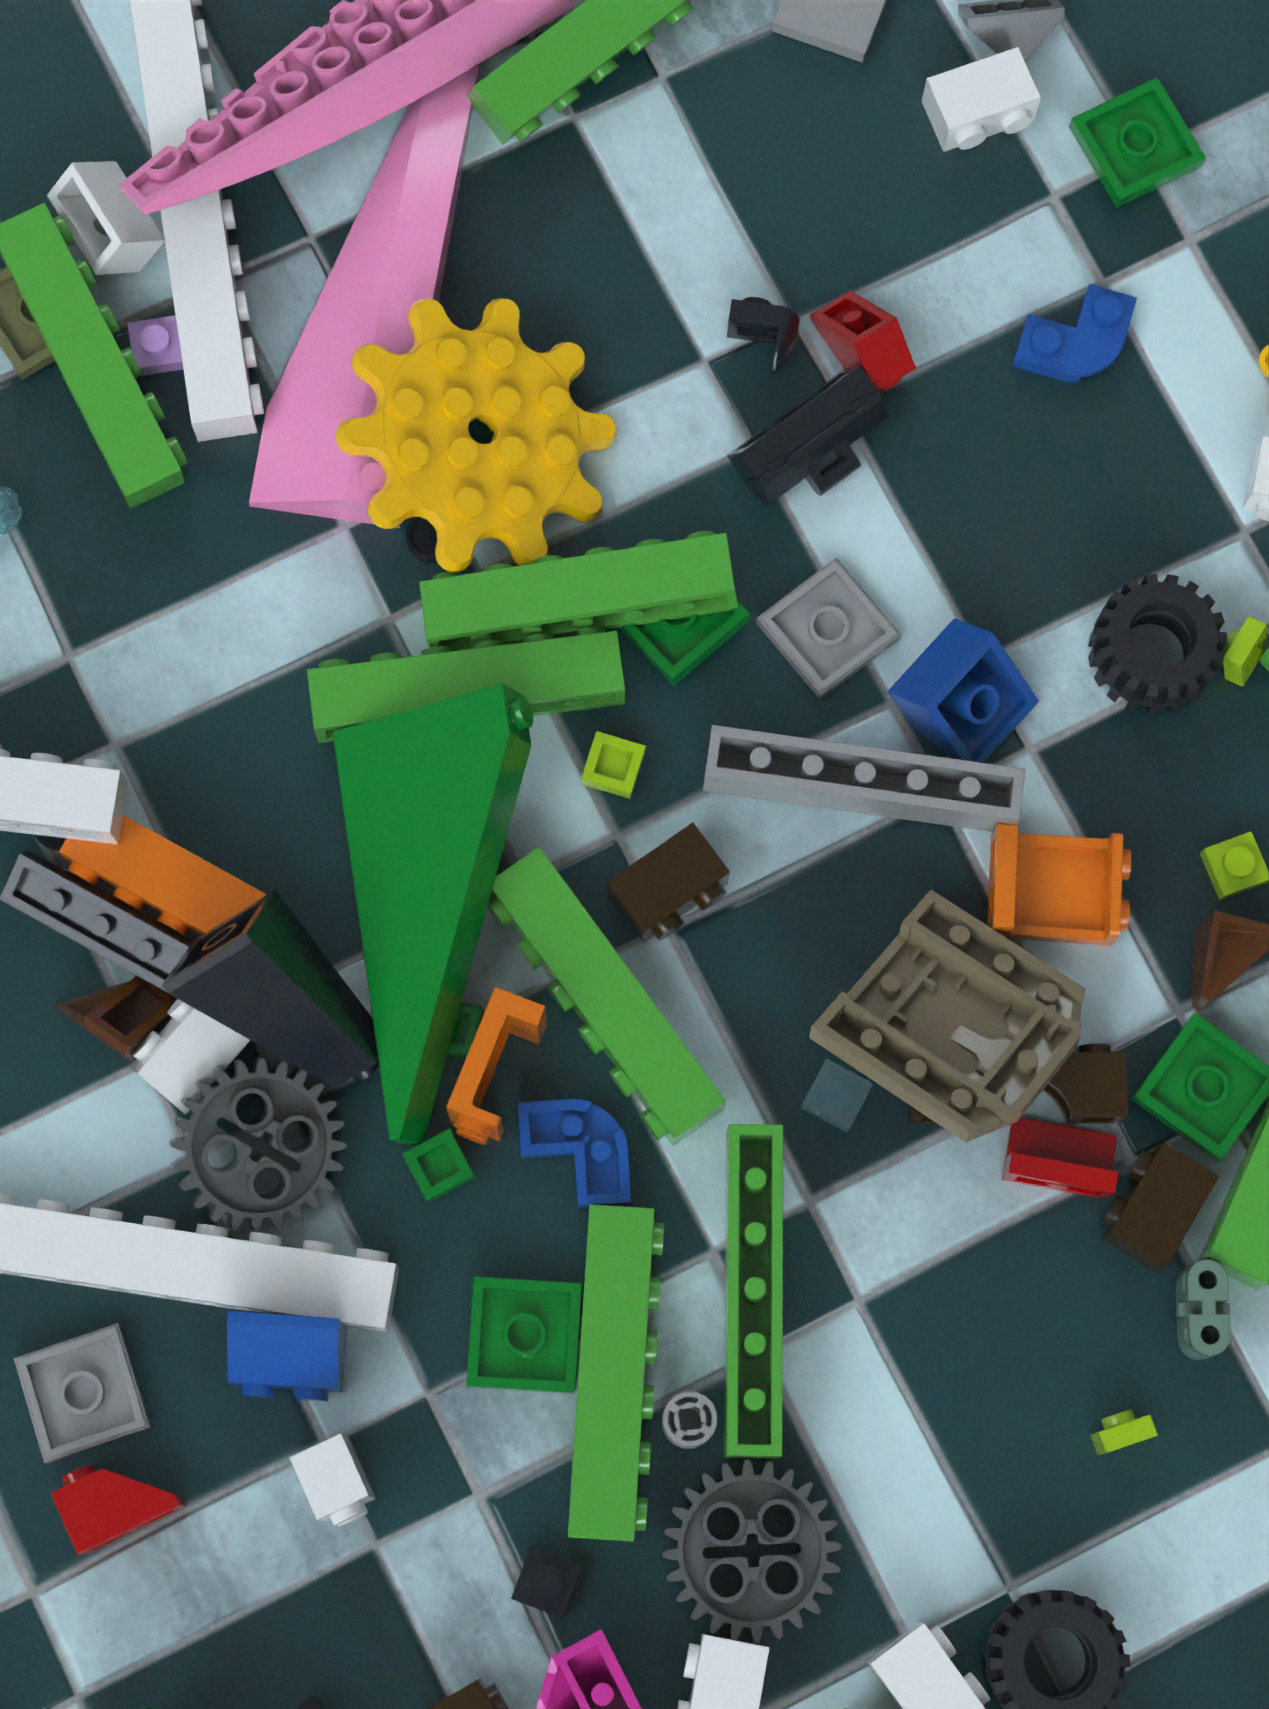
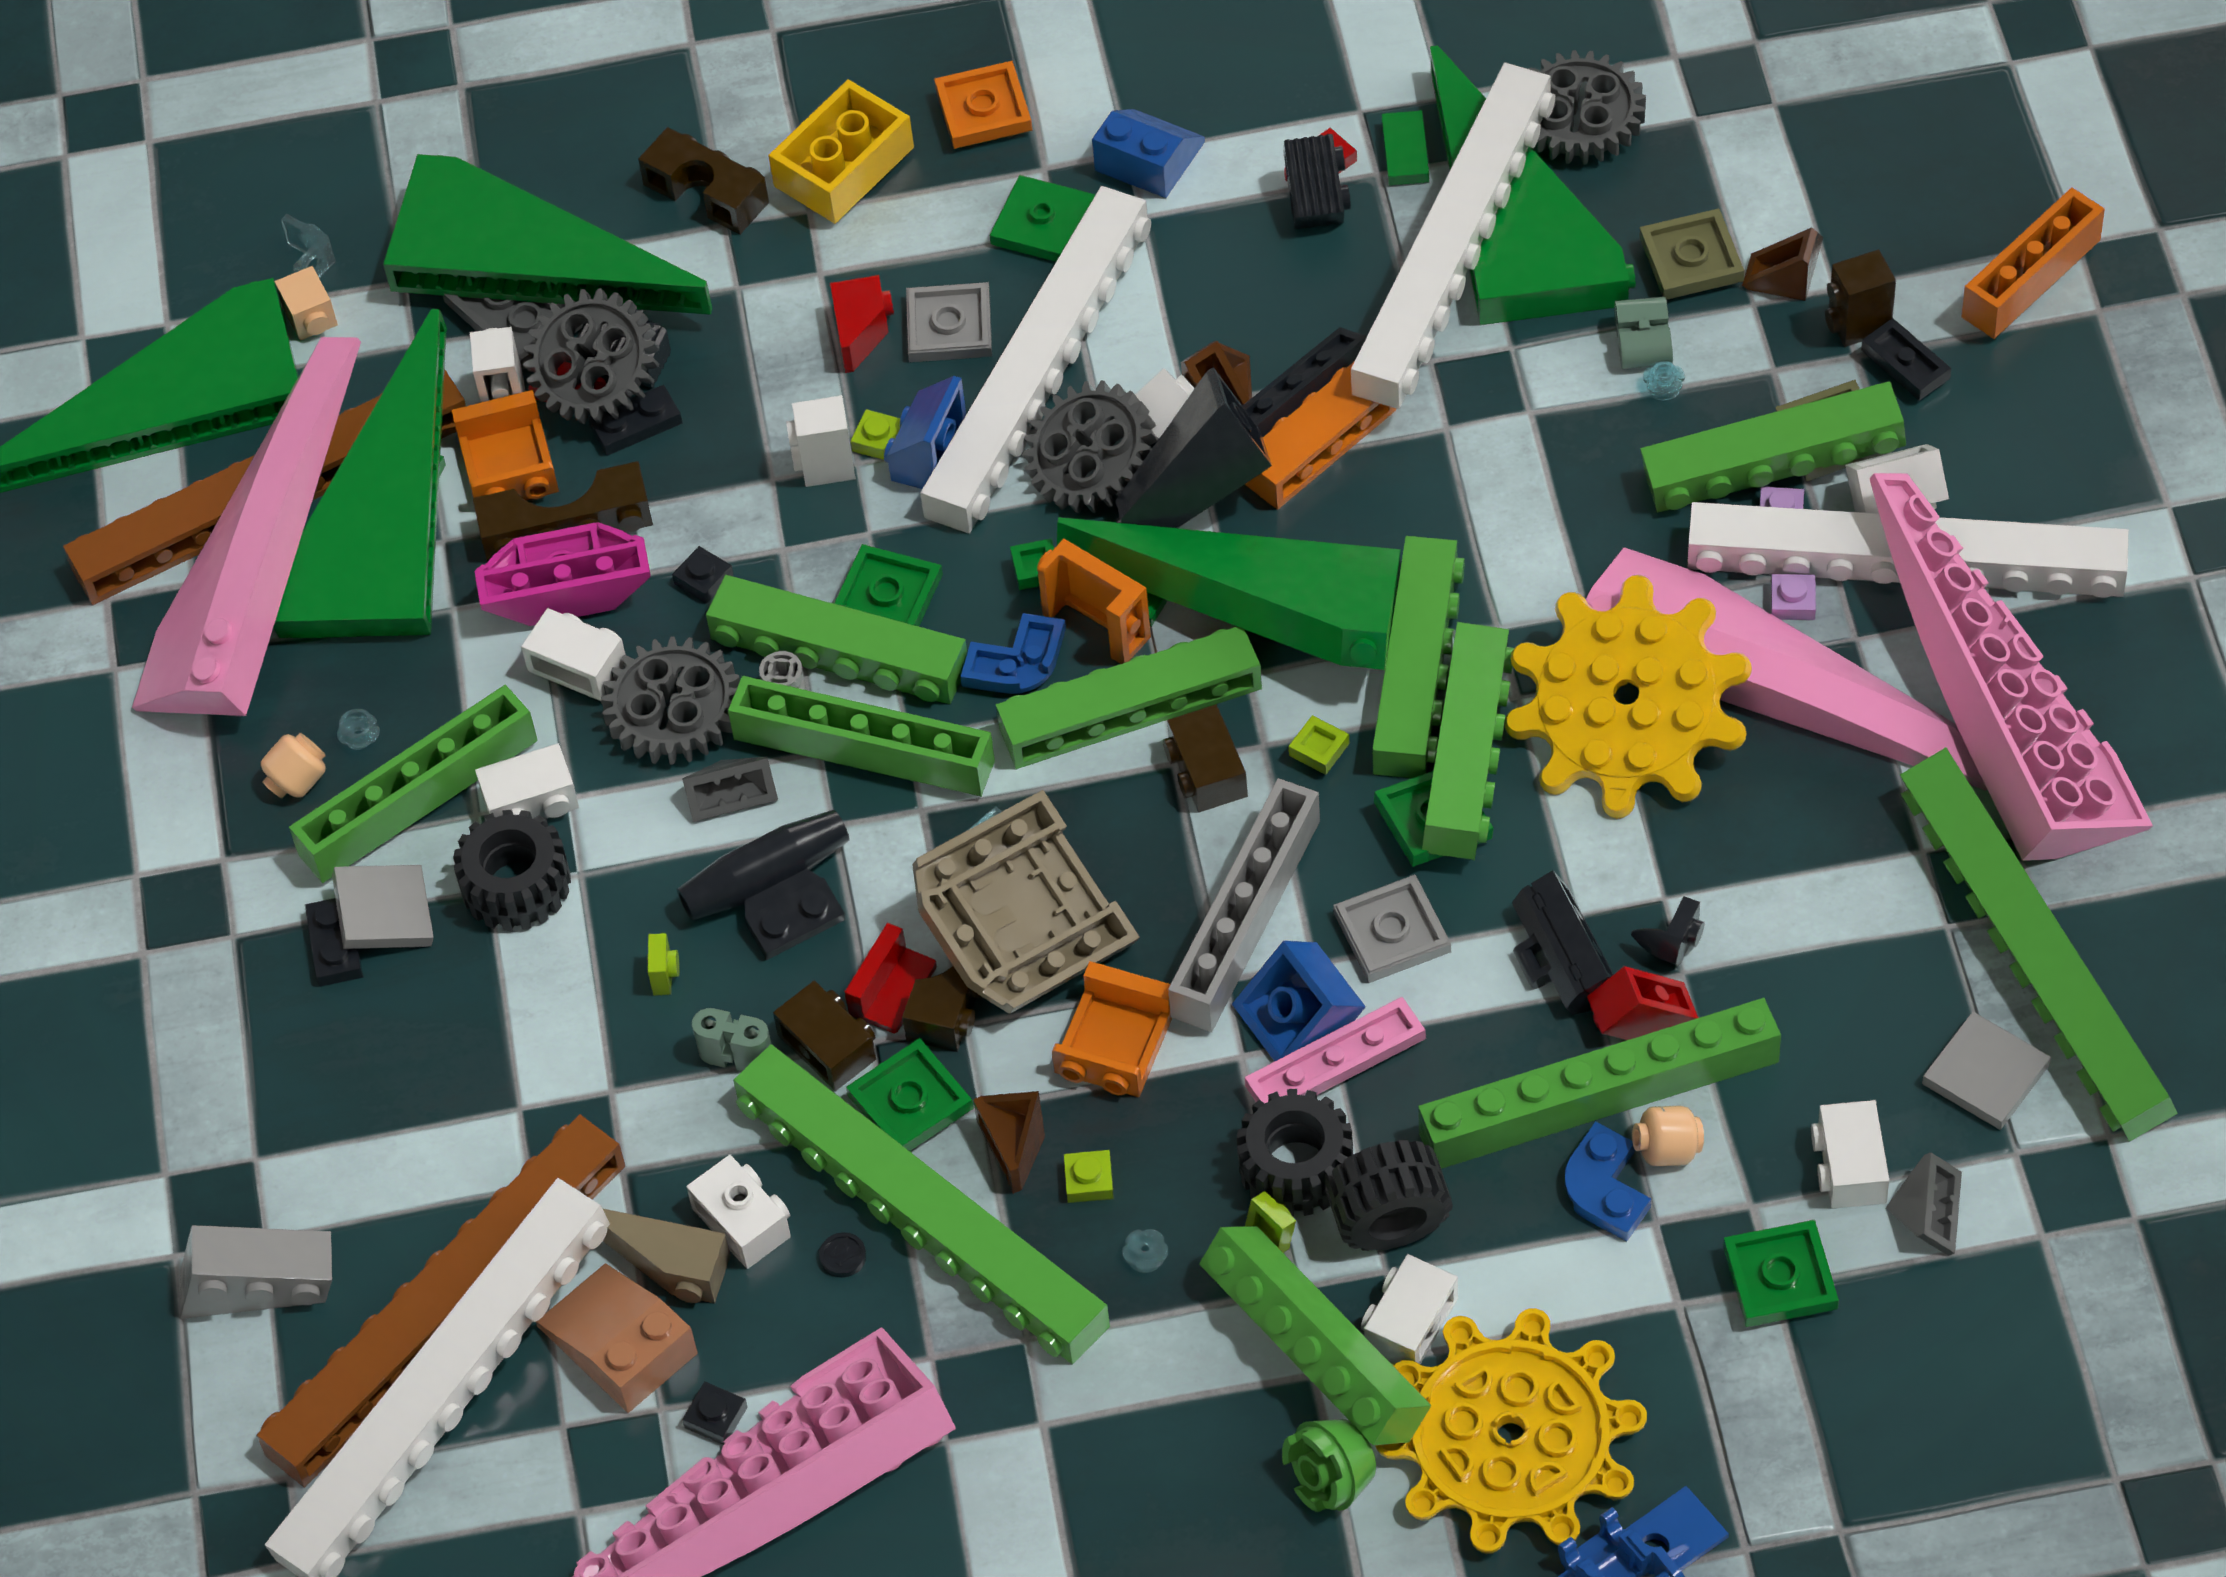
camera: 115 degrees right, 20 degrees down
(275, 308) = (1793, 596): none -> lavender plate
(281, 1426) = (874, 433): none -> lime plate
(846, 1441) = (729, 787): none -> dark grey slope
(974, 1336) = (775, 883): none -> black plate
(976, 360) = (1600, 1083): none -> bright green brick
(1015, 279) = (1668, 1135): none -> light nougat head
(1043, 661) = (1340, 1053): none -> bright pink plate
(1199, 521) = (1388, 1195): none -> black tyre

